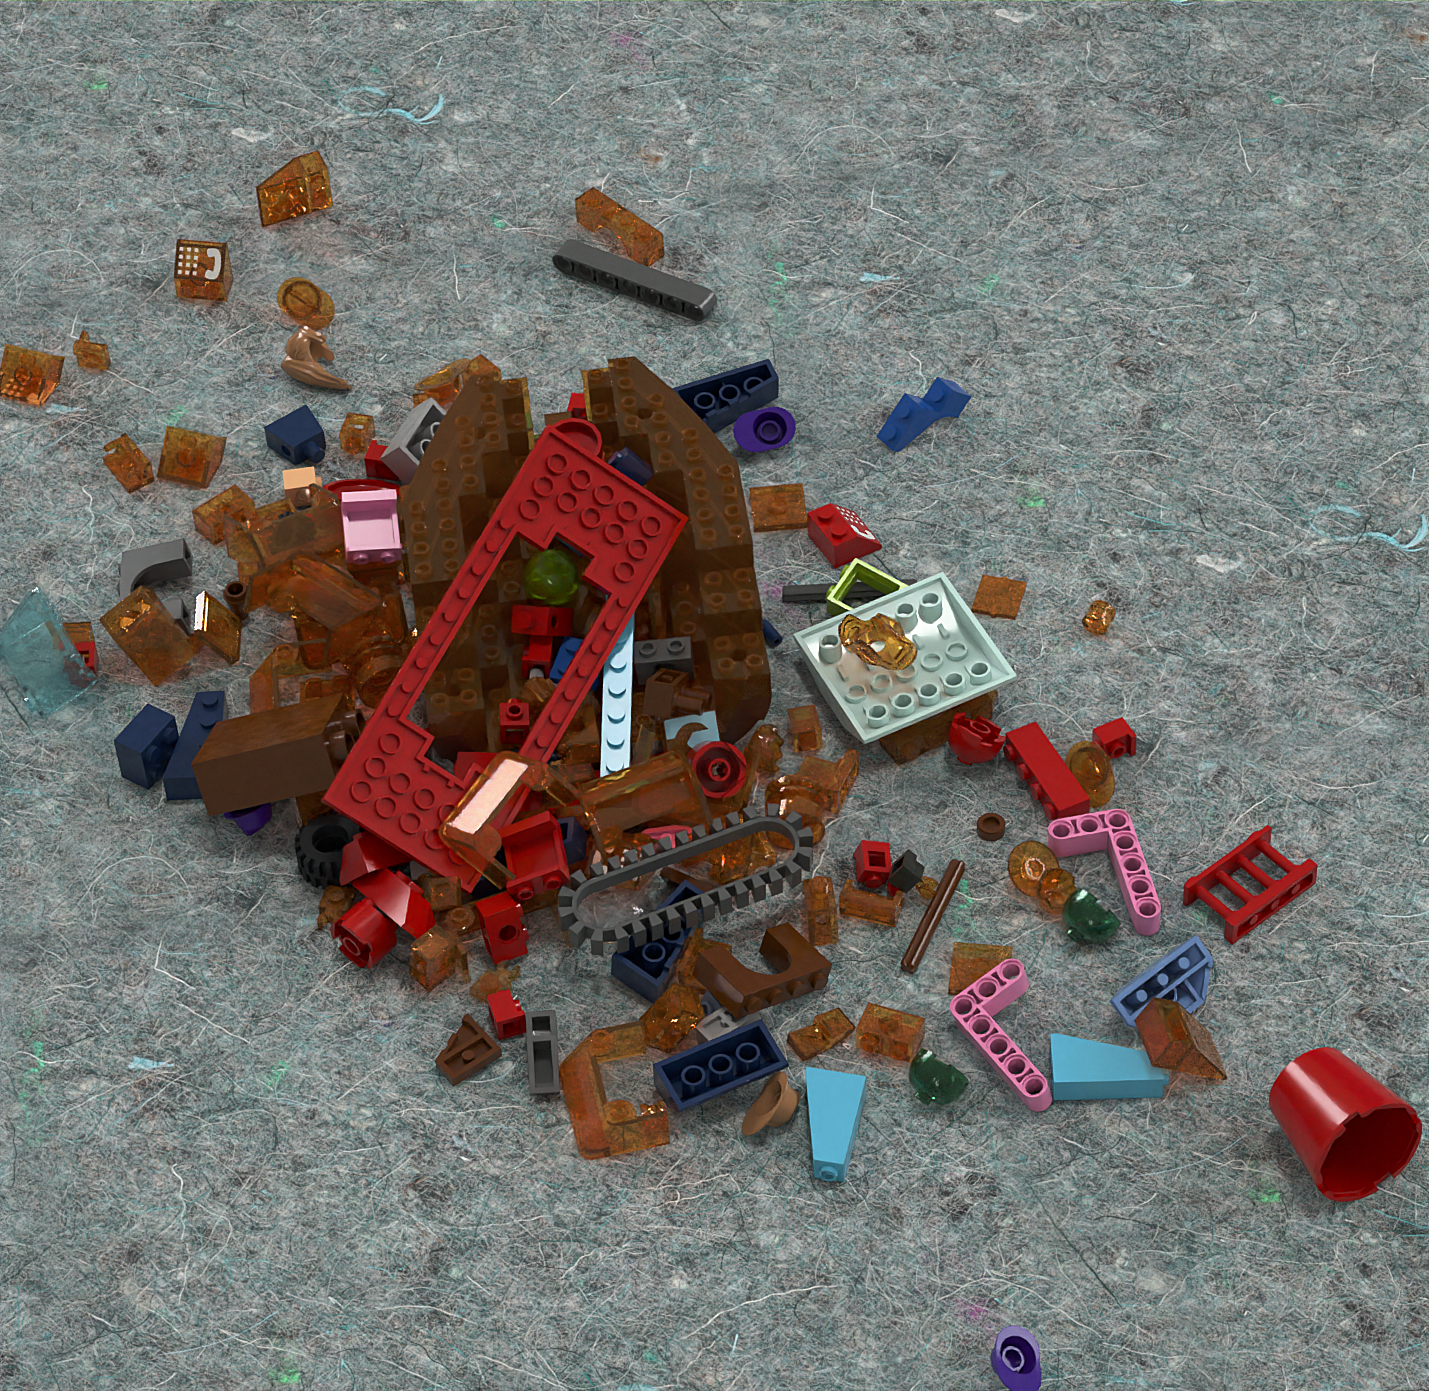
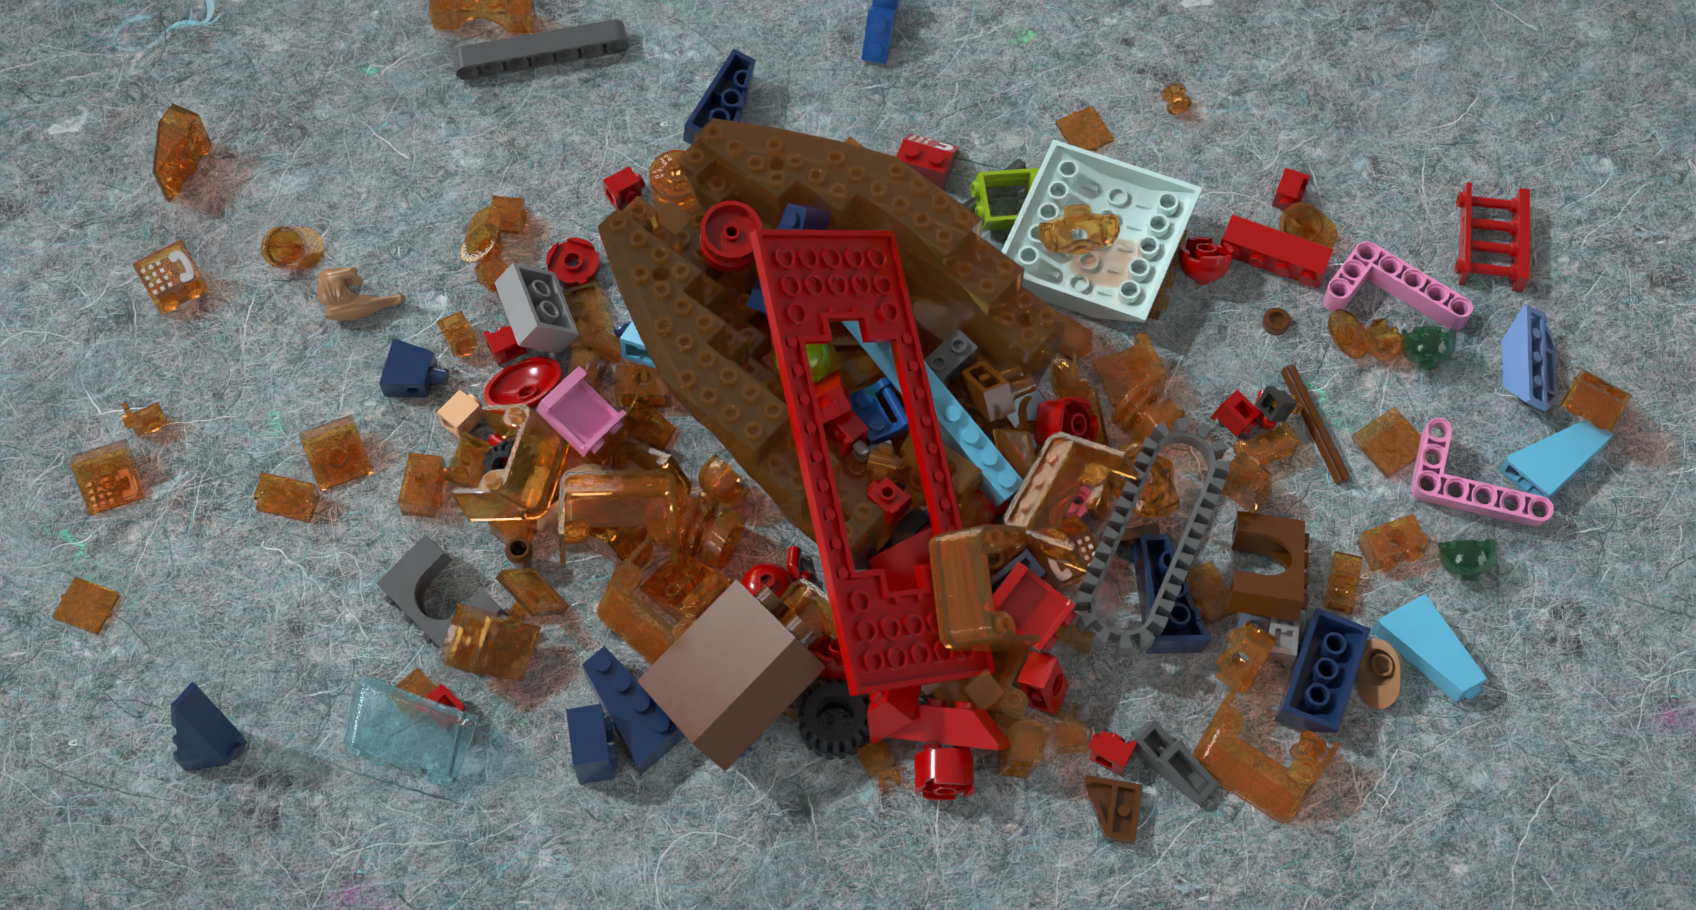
camera: 45 degrees left, 15 degrees up
(764, 429) = (785, 107): dark purple piece -> none

